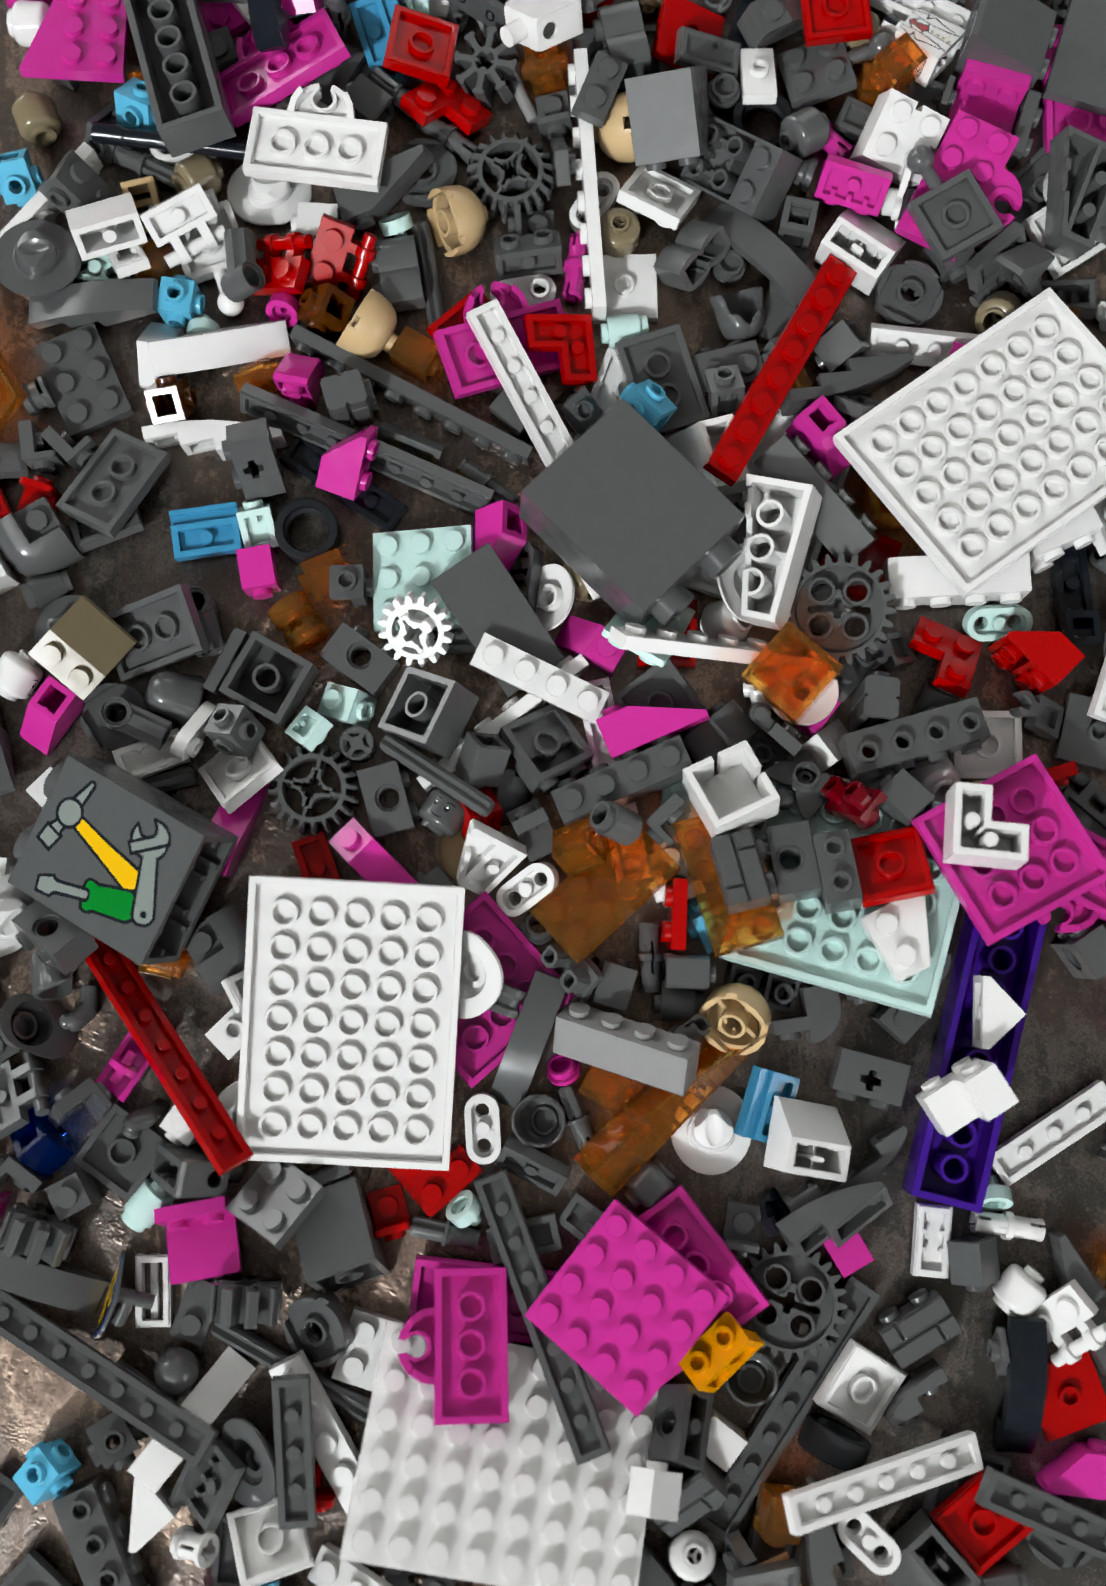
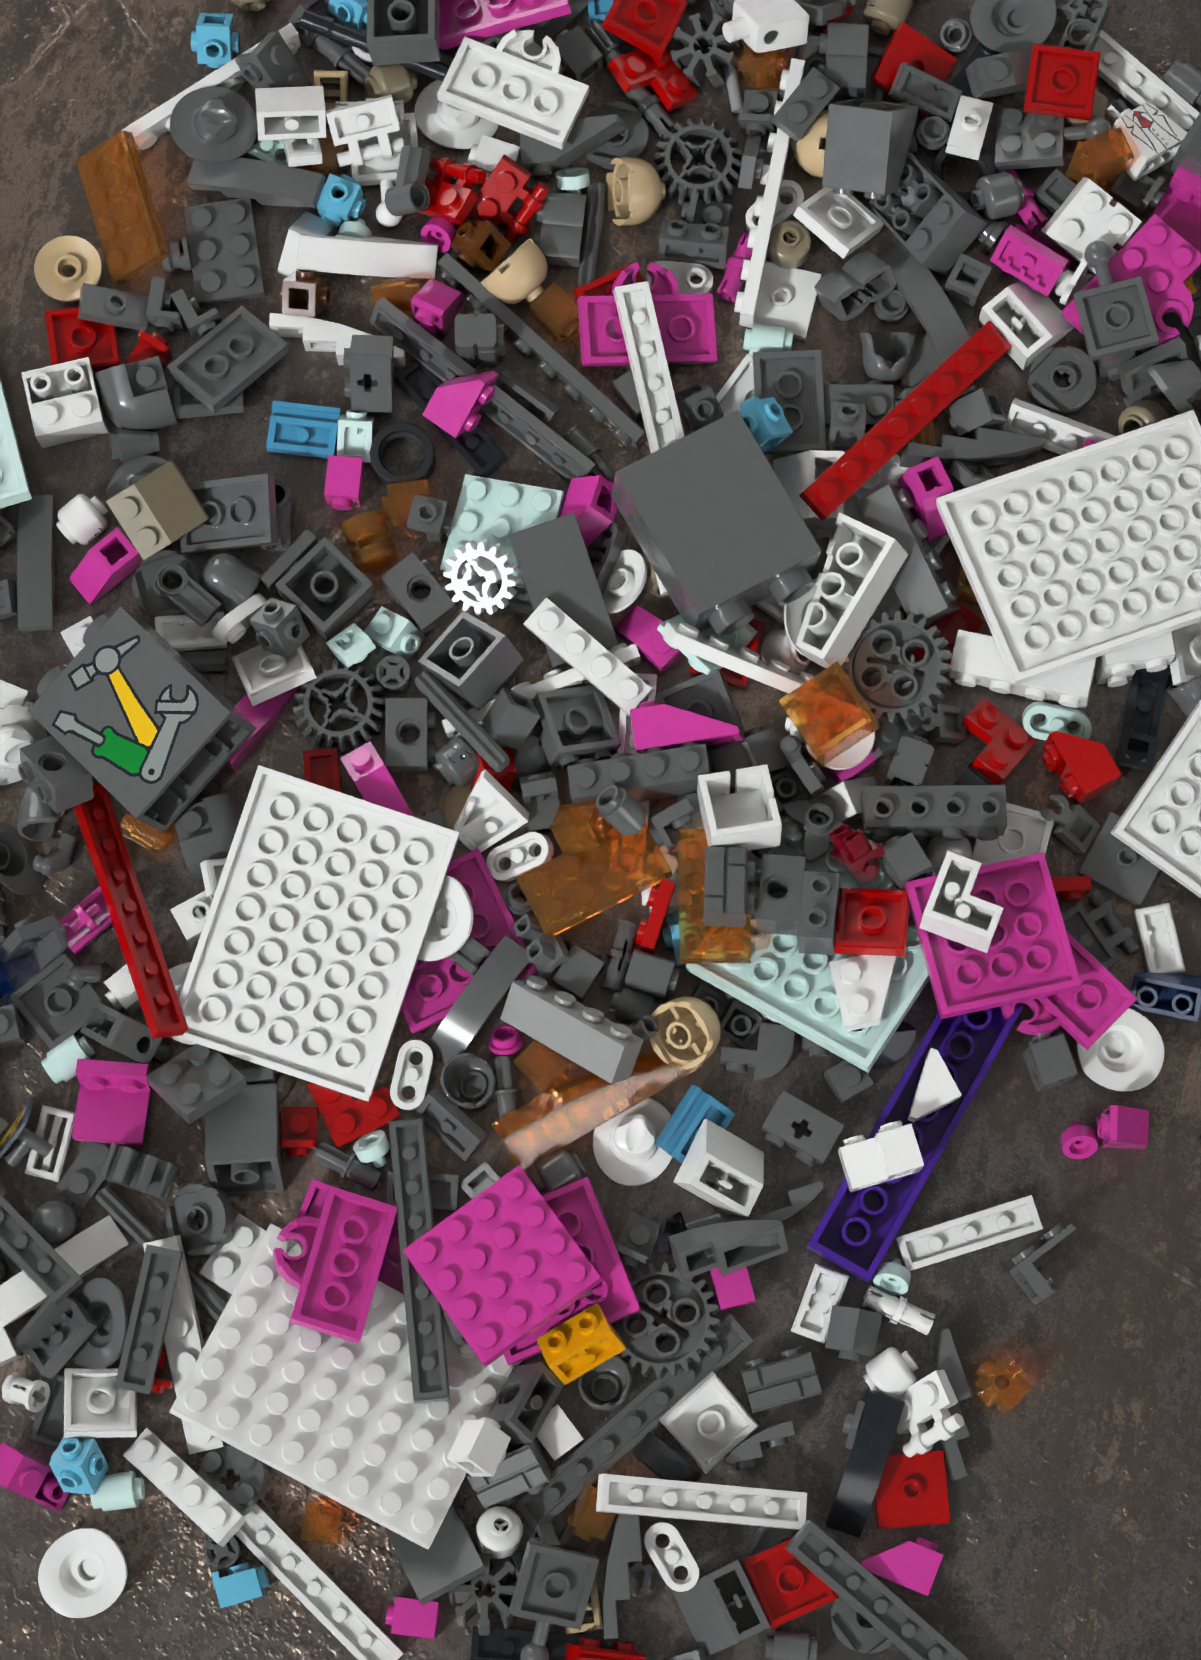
camera: 20 degrees right, 5 degrees down
(570, 337) = (712, 336): red plate -> none

